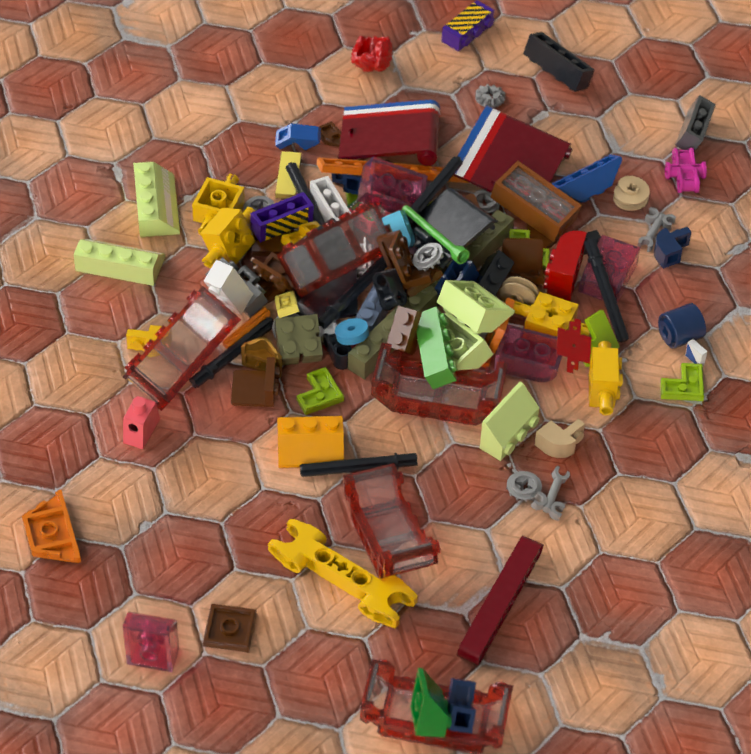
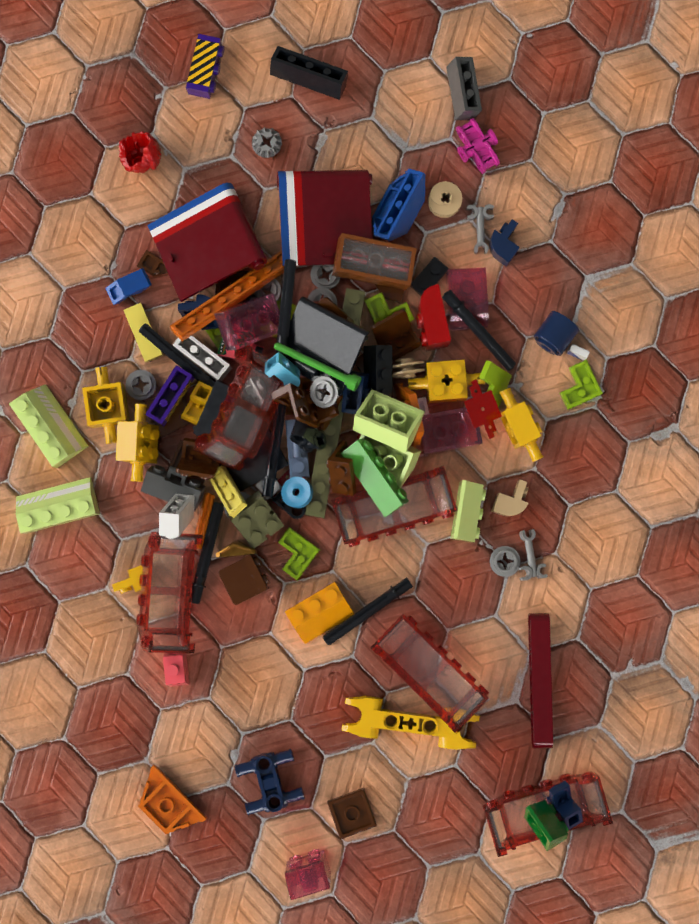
camera: 25 degrees left, 35 degrees up
(168, 547) = (269, 782): none -> dark blue piece

